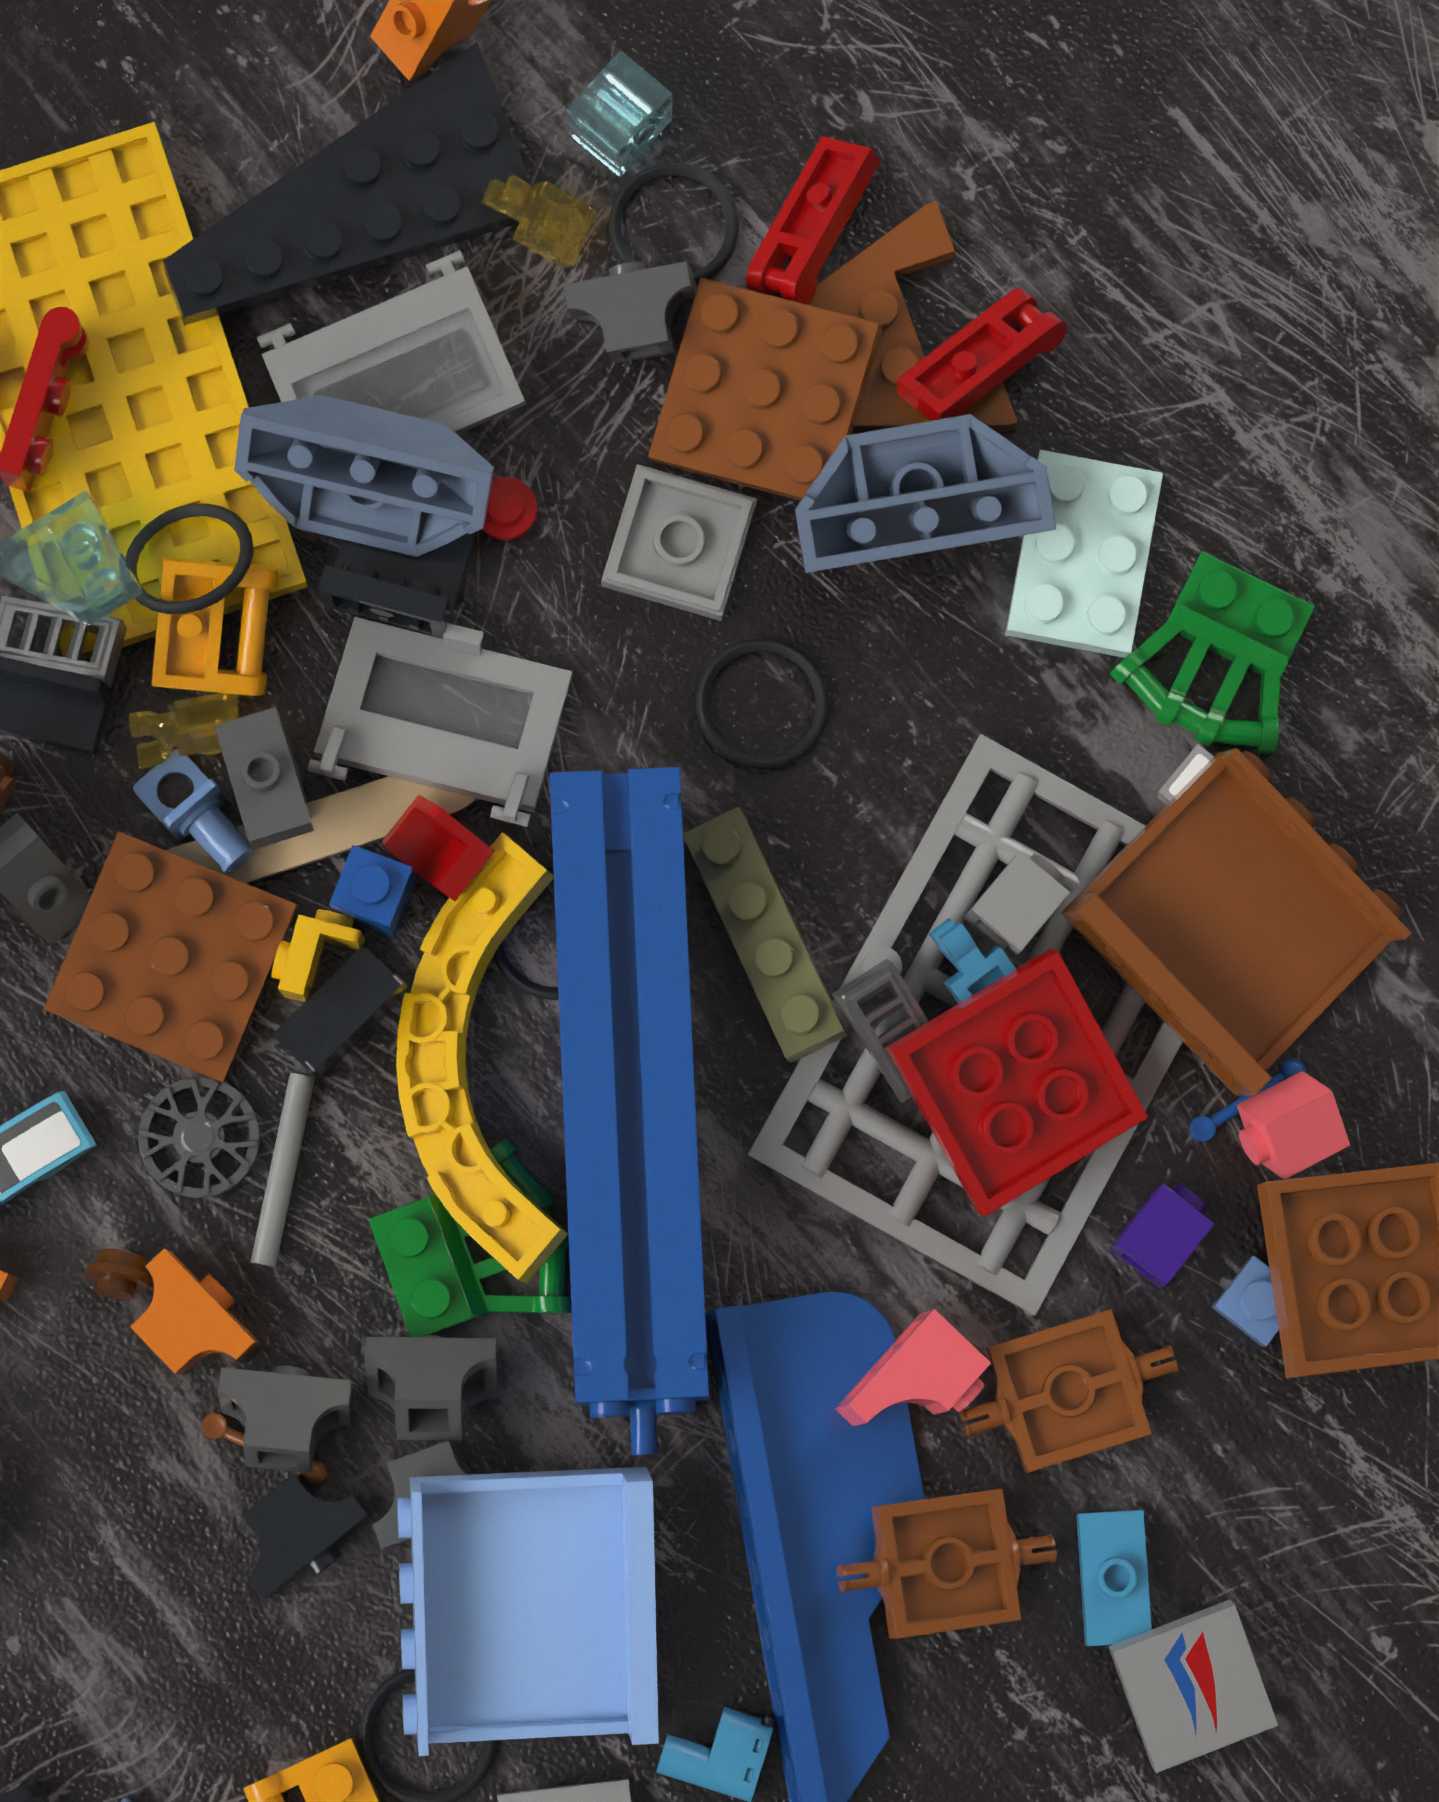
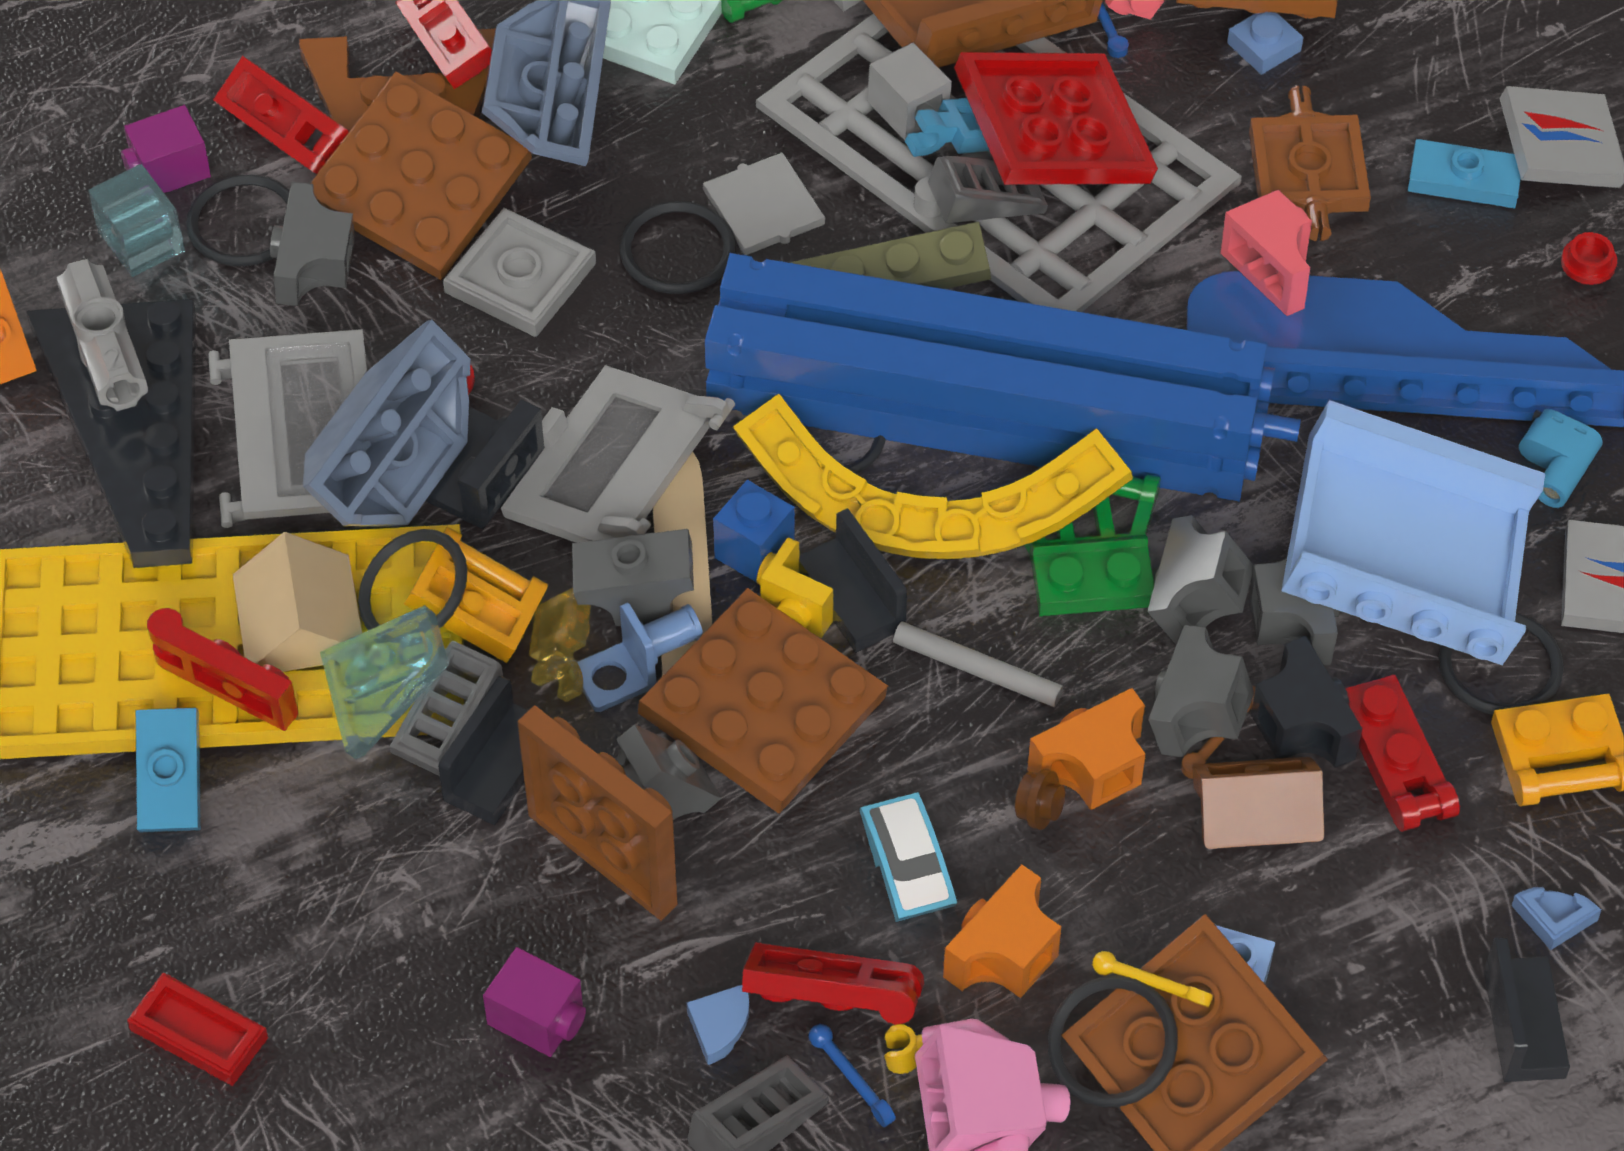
camera: 70 degrees left, 25 degrees down
(144, 453) = (295, 603): none -> tan slope
(180, 1503) = (1260, 802): none -> panel
(199, 1137) = (930, 722): dark grey wheel -> none
(279, 1641) = (1400, 755): none -> red plate
(437, 847) = (724, 466): red panel -> none
(454, 111) = (102, 335): none -> light grey piece
(548, 217) = (205, 288): clear yellow plate -> none
(728, 111) = (167, 148): none -> magenta brick
(852, 781) = (764, 203): none -> light grey piece
(946, 1563) = (1432, 265): dark orange plate -> none
(1018, 1746) = (1589, 258): none -> red plate
(1163, 1233) = (1199, 77): dark purple brick -> none

